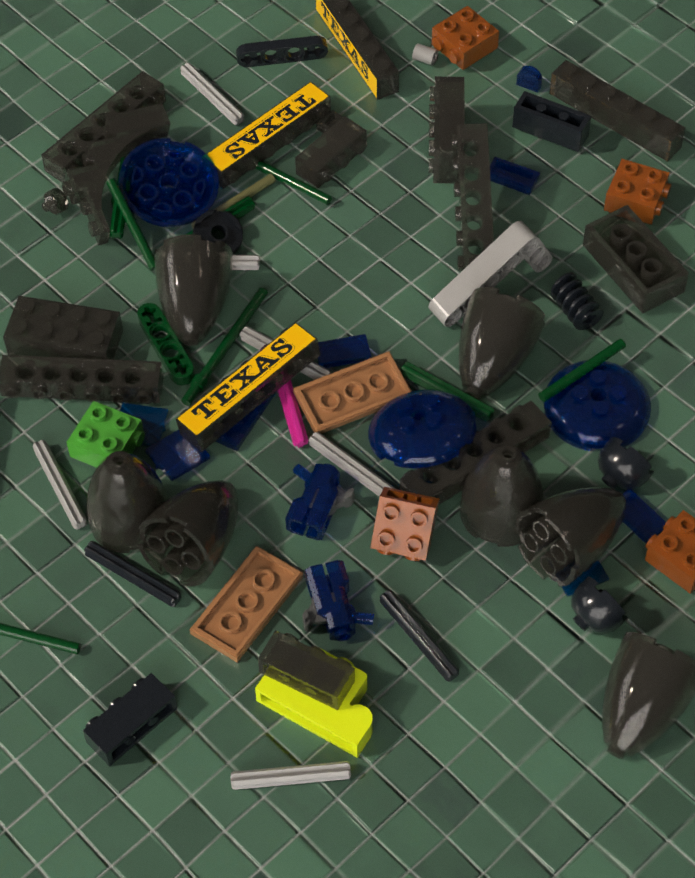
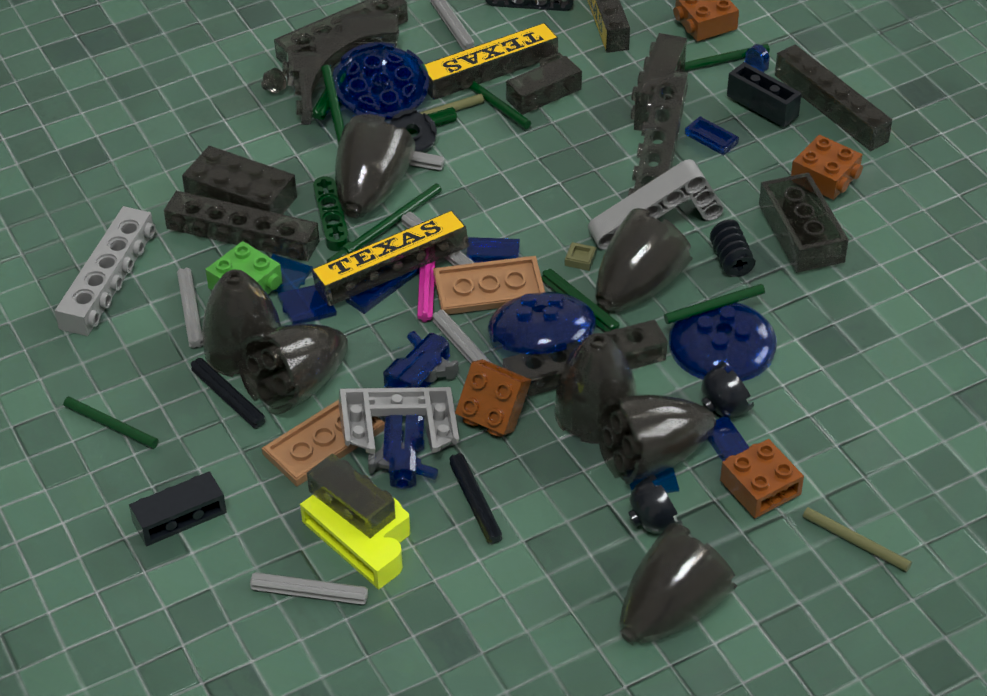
camera: 15 degrees right, 10 degrees down
(346, 541) = (432, 403): none -> light grey wedge
(425, 54) = (664, 22): light grey hinge -> none
(430, 339) = (580, 256): none -> olive tile
(495, 84) = (718, 59): none -> dark green bar

